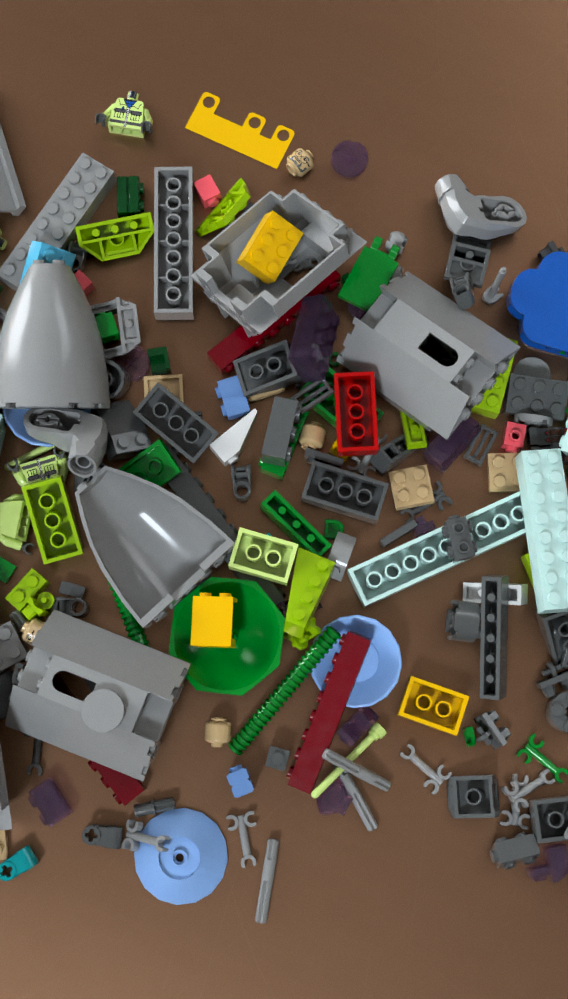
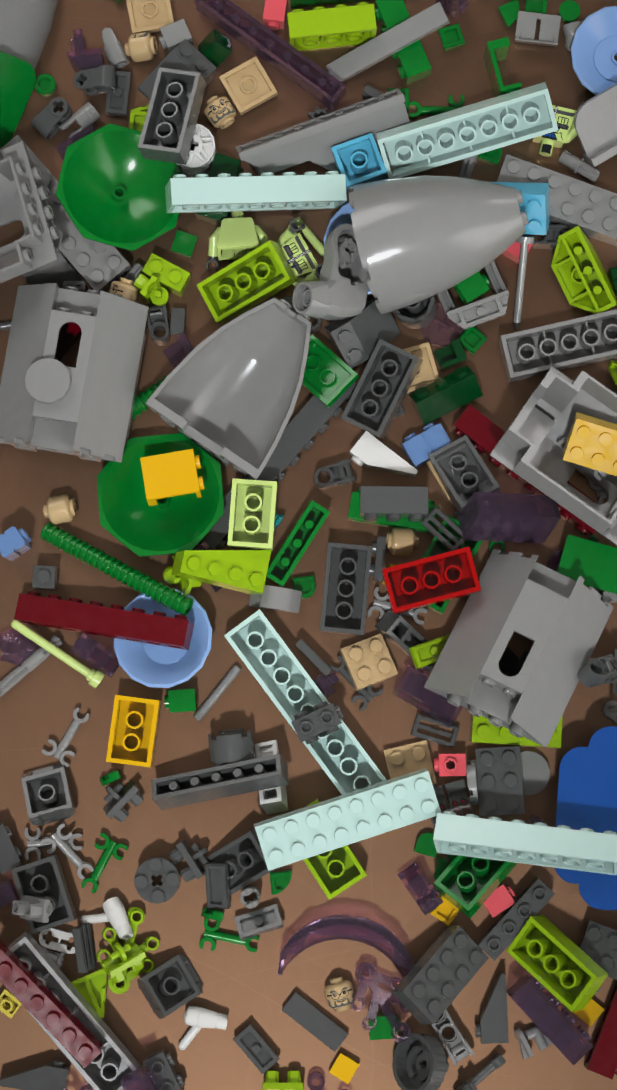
camera: 80 degrees right, 5 degrees up
(22, 219) = (578, 165): none -> light grey axle
(76, 269) = (525, 240): none -> light grey piece
(99, 594) = (178, 351): none -> panel
(150, 340) = (472, 340): none -> green tile
(193, 371) = (445, 394): none -> dark green brick
(356, 769) = (49, 662): light grey axle -> none
(411, 625) = (218, 691): none -> light grey bar
(413, 658) = (181, 700): none -> green brick

